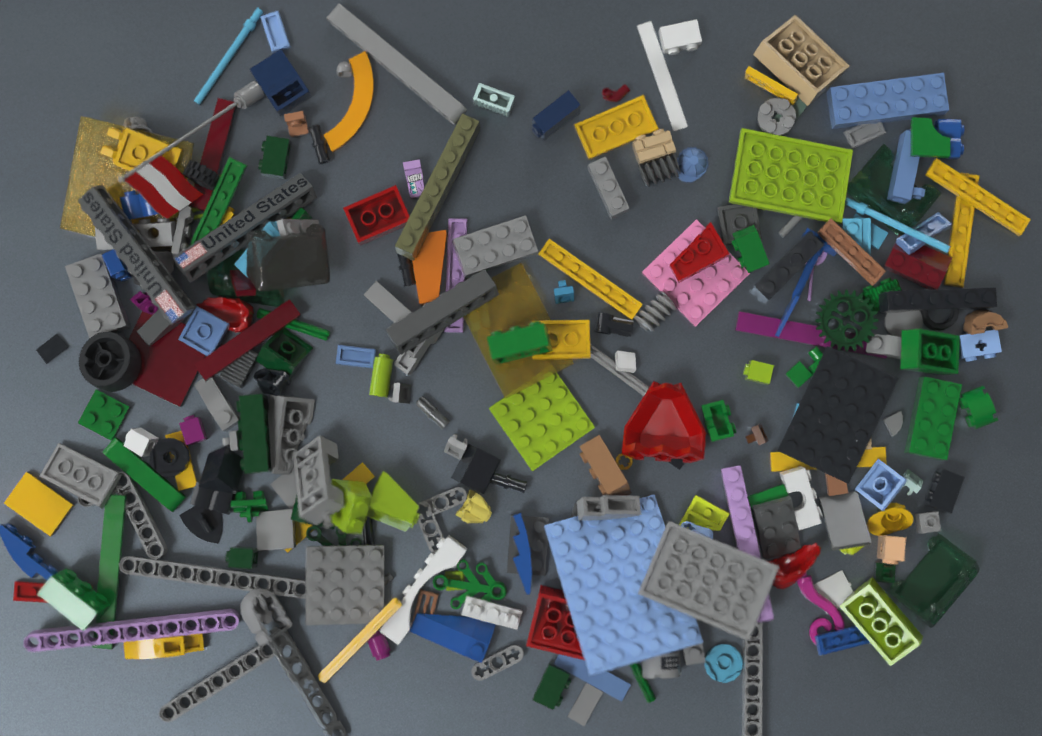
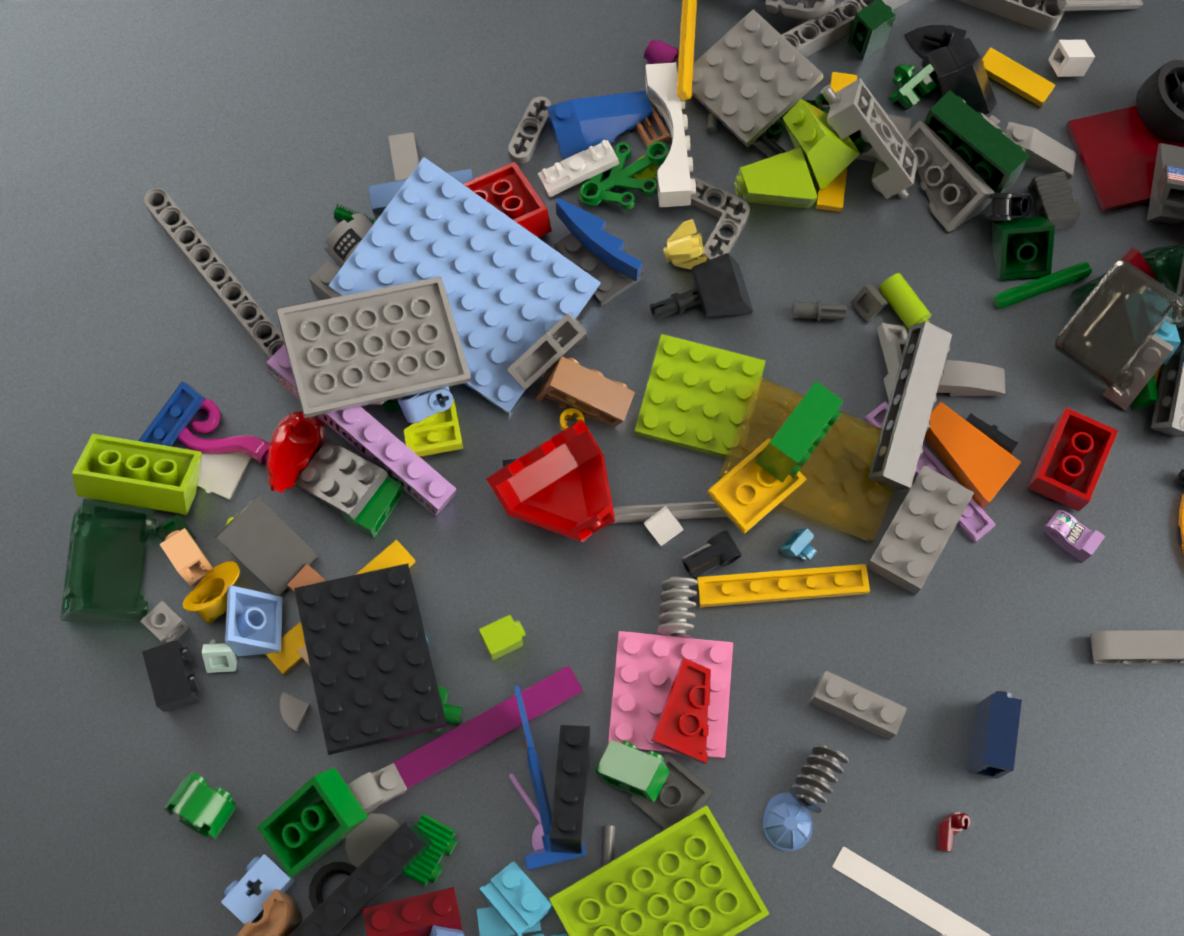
camera: 135 degrees right, 15 degrees down
(104, 415) = (1127, 60): green plate -> none
(144, 474) = (1033, 34): green beam -> none
(178, 464) = (1028, 77): black plate -> none
(193, 430) = (1034, 108): magenta brick -> none
(204, 331) = (1121, 202): medium blue tile -> none
(230, 310) = (1111, 241): red hair -> none
(247, 340) = (1073, 224): dark red tile -> none
(275, 530) = (871, 73): light grey tile -> none
(355, 356) = (951, 304): medium blue tile -> none
(437, 187) = (1044, 540): olive brick -> none
(456, 448) = (764, 292): light grey tile -> none
(494, 99) = (1078, 695): light aqua brick -> none
(551, 686) = (454, 144): dark green brick -> none
(616, 127) = (912, 791): yellow tile -> none
(653, 147) = (849, 801): tan brick -> none
(717, 420) = (502, 543): green cylinder -> none
(723, 663) = (285, 294): medium azure tile -> none
(758, 434) = (444, 565): reddish brown tile -> none
(798, 374) = (453, 675): green tile -> none
(798, 480) = (357, 547): white arch -> none
(837, 335) = (451, 805): dark green gear -> none
(851, 252) = (508, 869): nougat tile -> none
(933, 418) = (248, 751): green brick -> none

